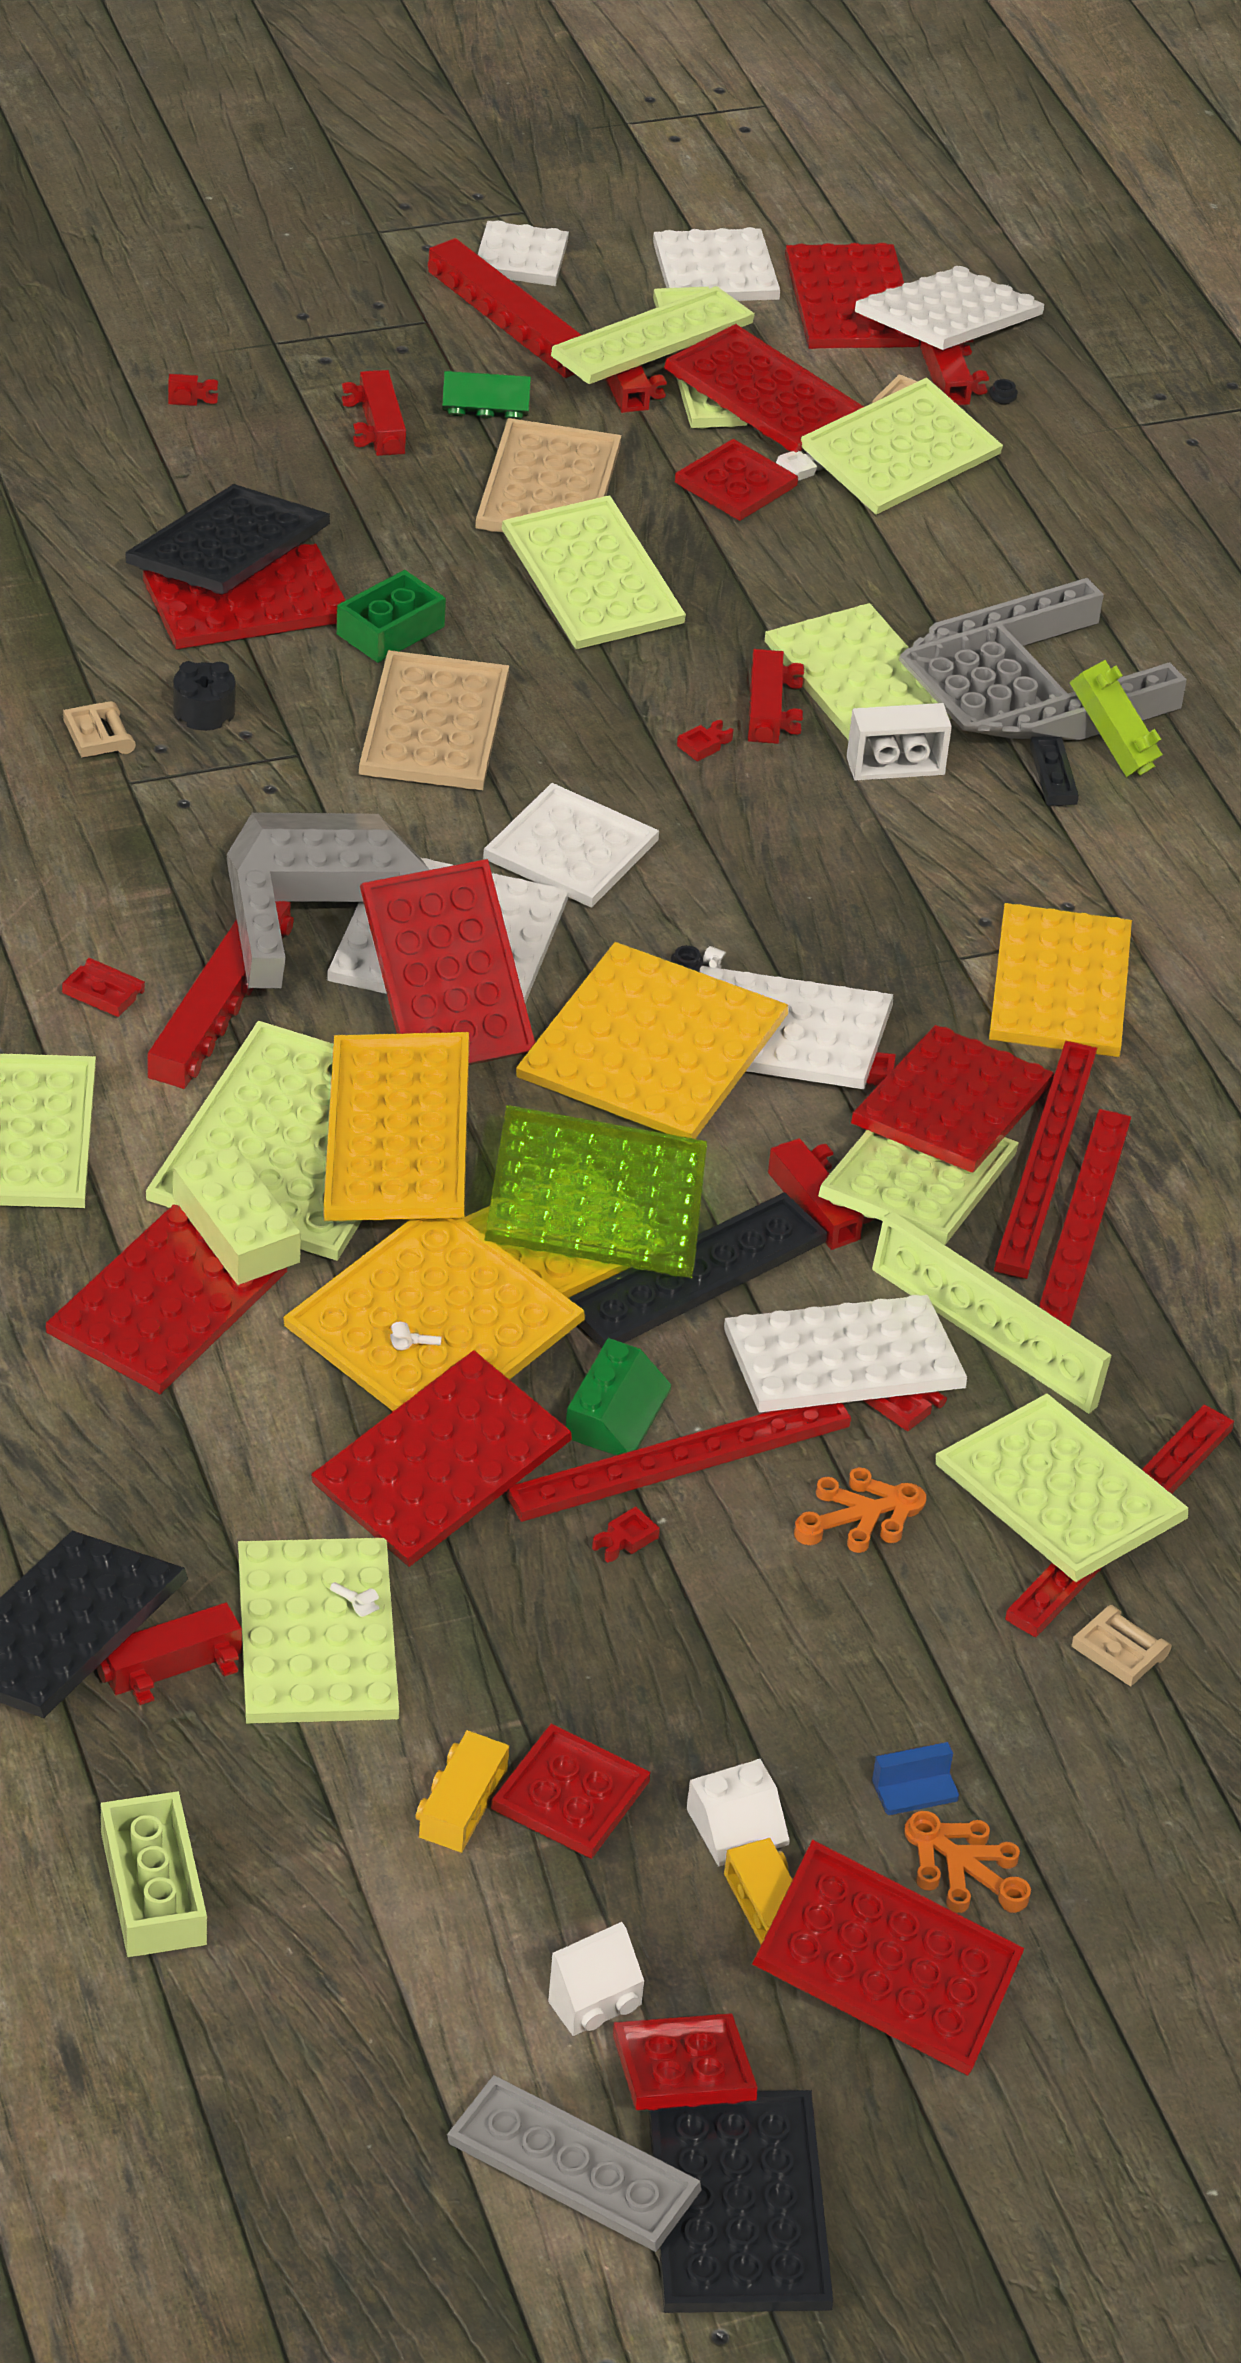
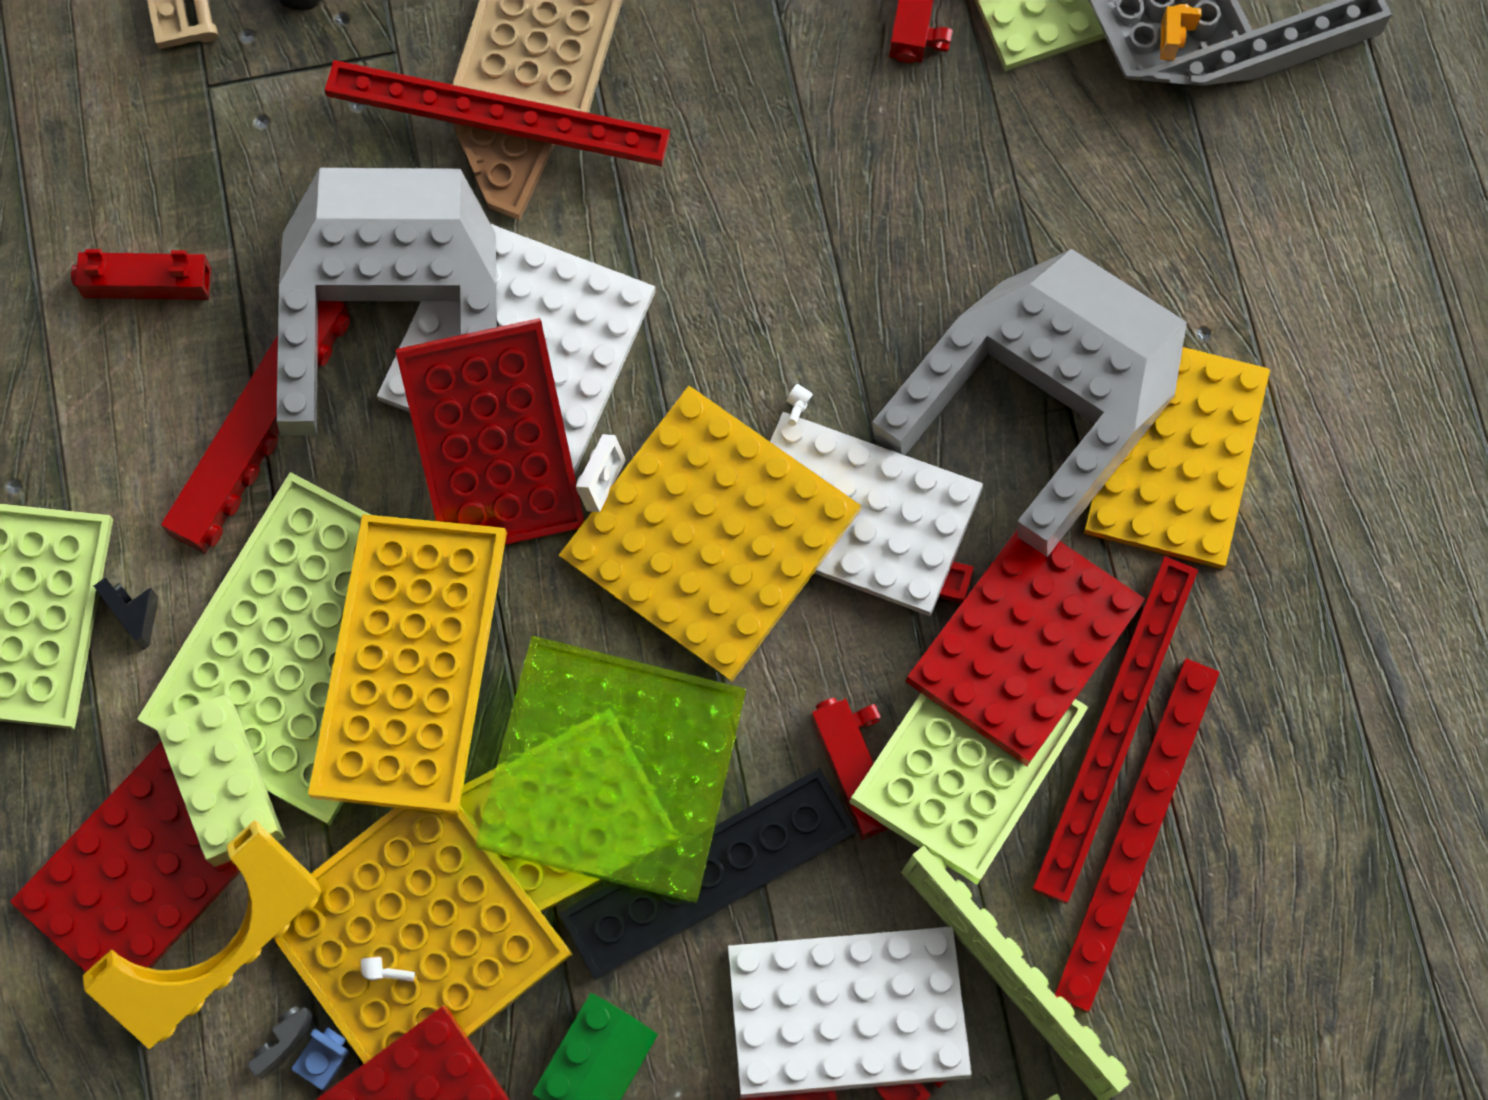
camera: 10 degrees right, 30 degrees up
(96, 898) = (142, 275): none -> red brick
(103, 987) = (134, 405): red plate -> none
(123, 1123) = (134, 614): none -> black slope
(198, 1370) = (156, 1000): none -> yellow arch
(318, 1410) = (290, 1032): none -> dark grey slope
(362, 1411) = (321, 1058): none -> medium blue bracket
(405, 775) = (497, 113): none -> red plate
(413, 807) = (504, 166): none -> medium nougat plate
(545, 1005) = (600, 473): none -> white plate
(571, 844) = (669, 220): white plate -> none
(688, 957) = (768, 391): black plate -> none
(704, 742) = (837, 64): red plate -> none
(898, 741) = (1051, 87): white brick -> none
(943, 901) = (1076, 339): none -> light grey wedge
(1002, 685) = (1174, 26): none -> light orange bracket
(1054, 771) = (1221, 131): black plate -> none
(1117, 719) = (1301, 75): lime brick -> none

